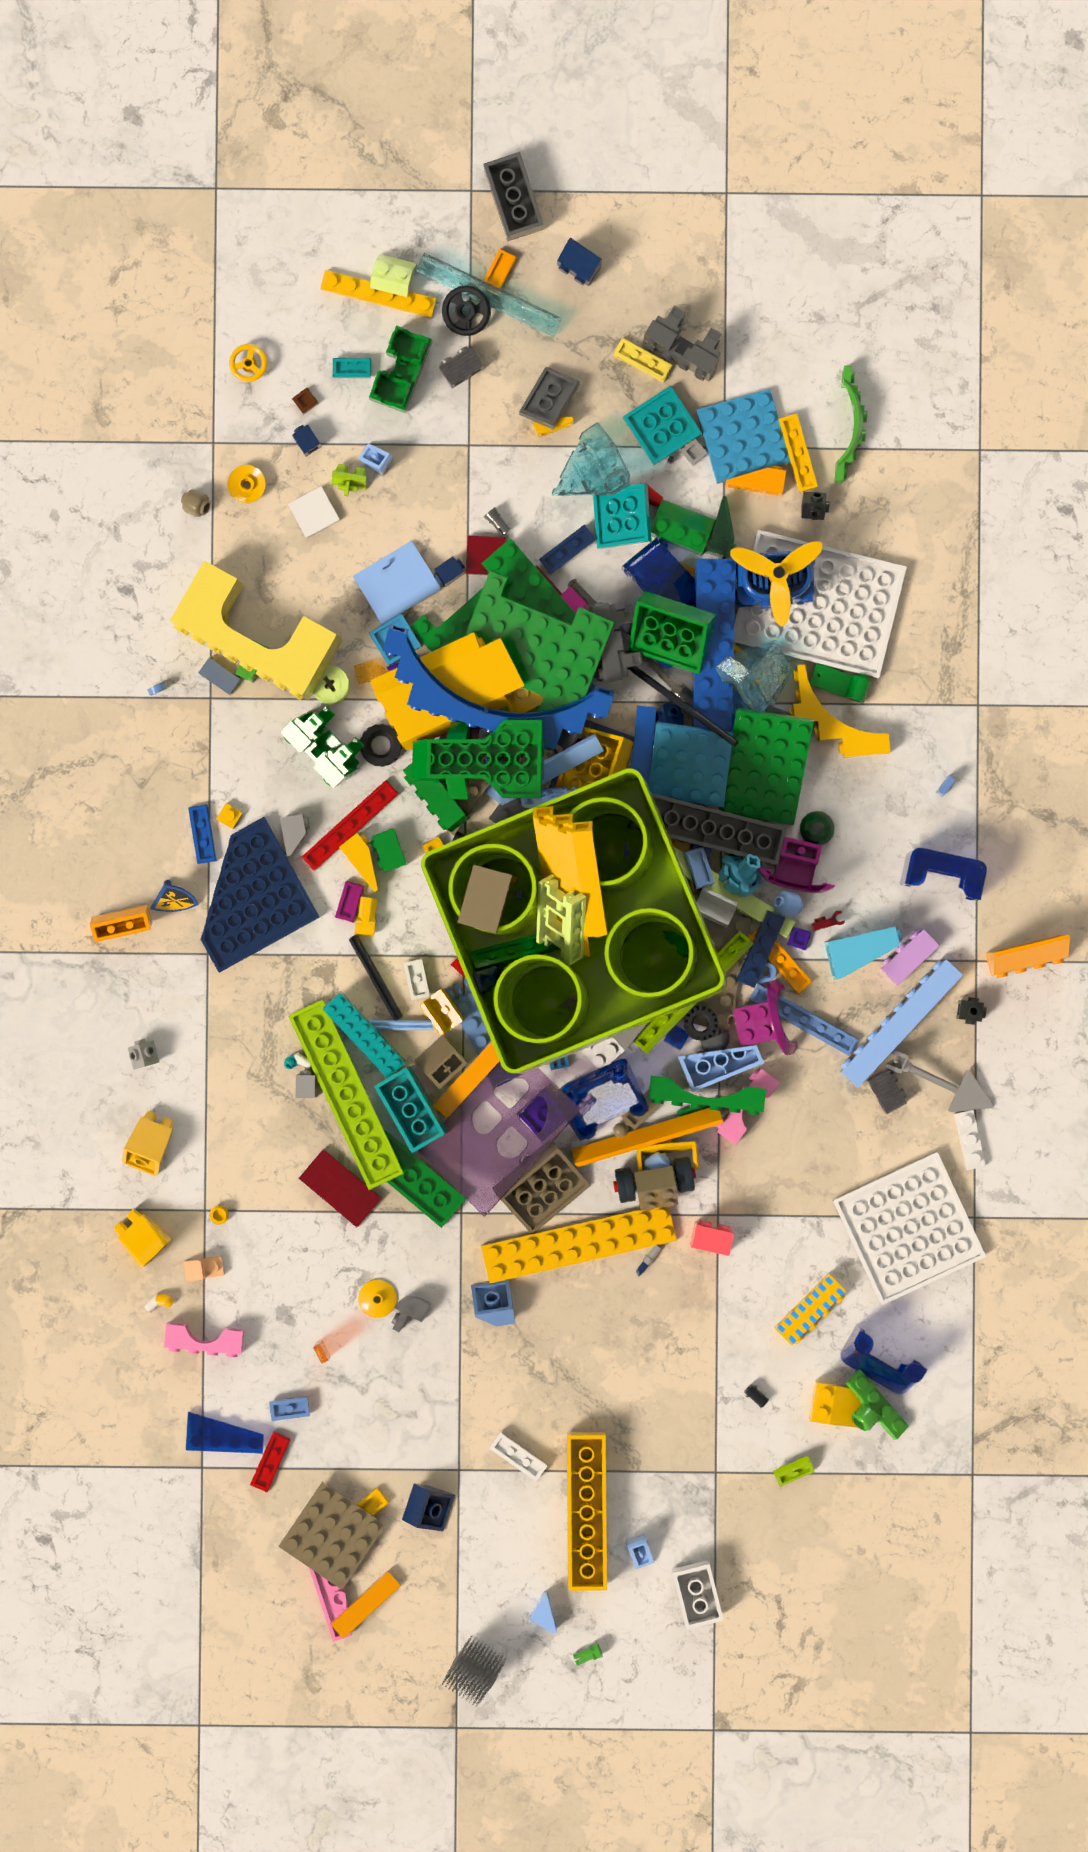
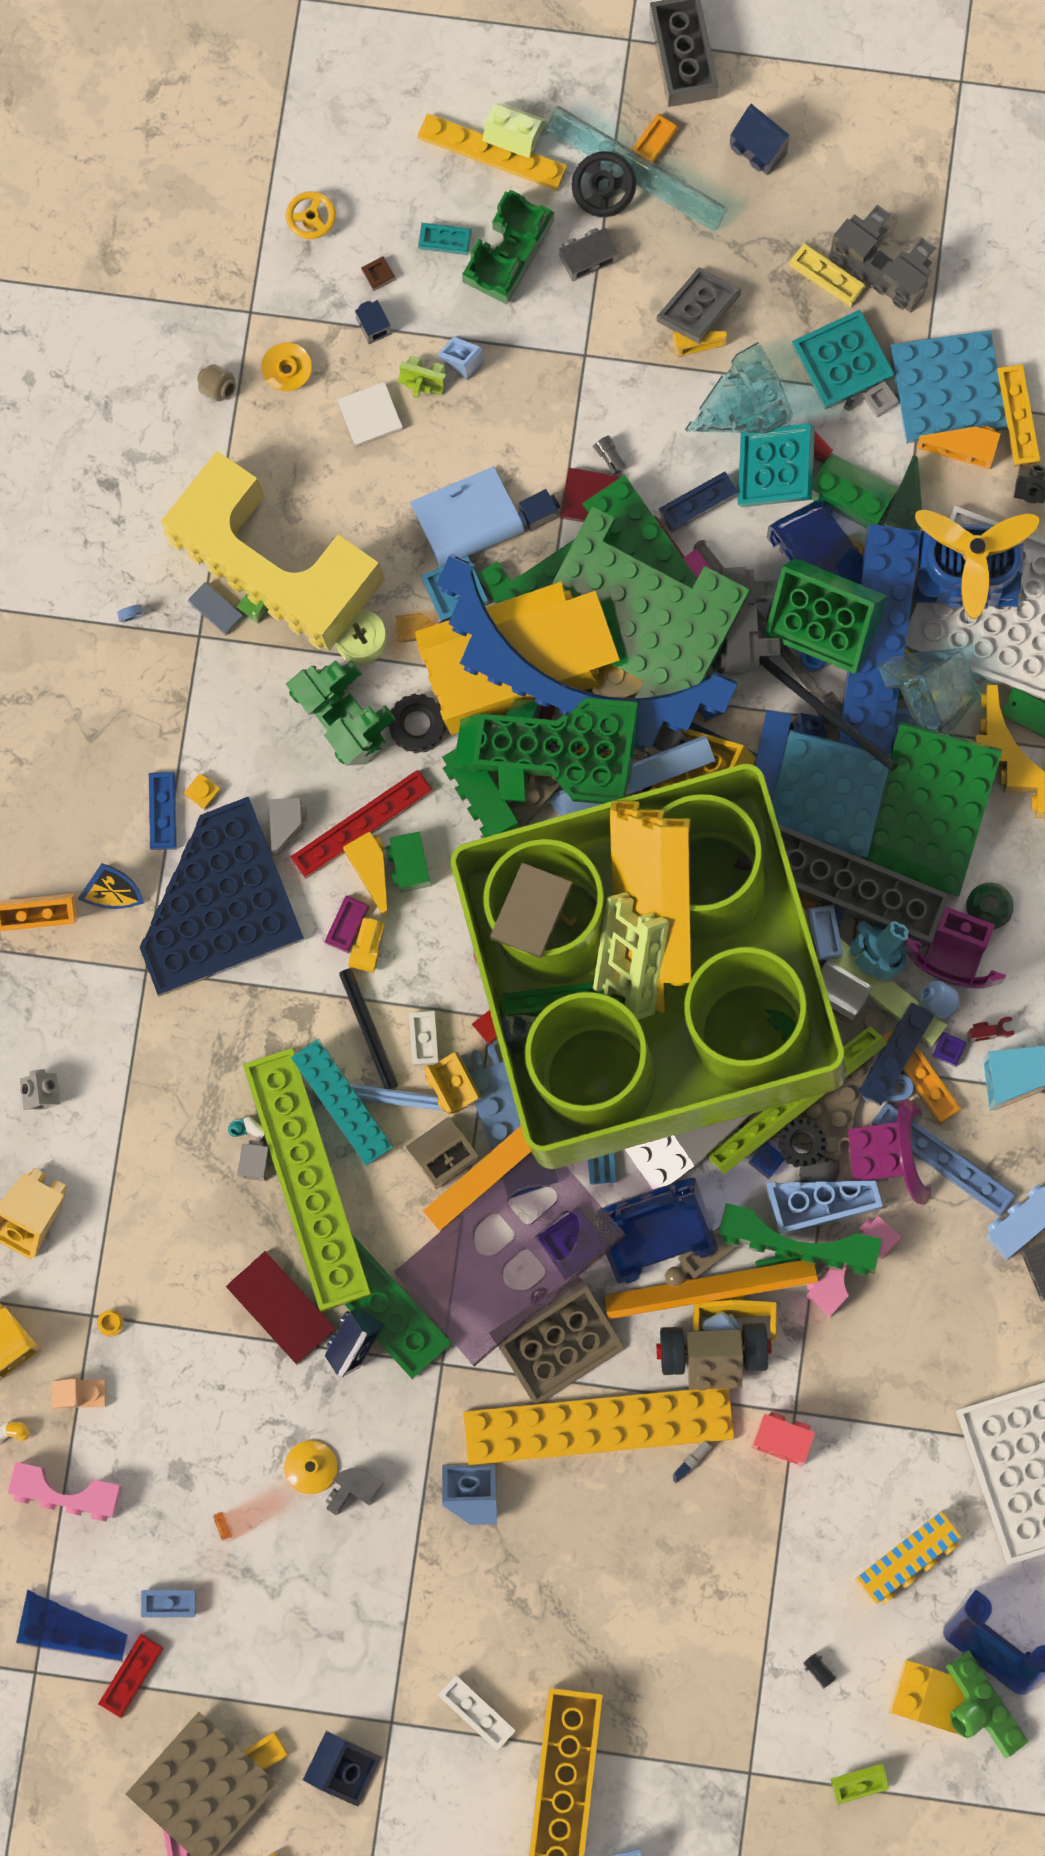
camera: 10 degrees right, 10 degrees down
(394, 1208) = (352, 1342): none -> dark blue slope
(411, 1109) = (392, 1209): teal brick -> none

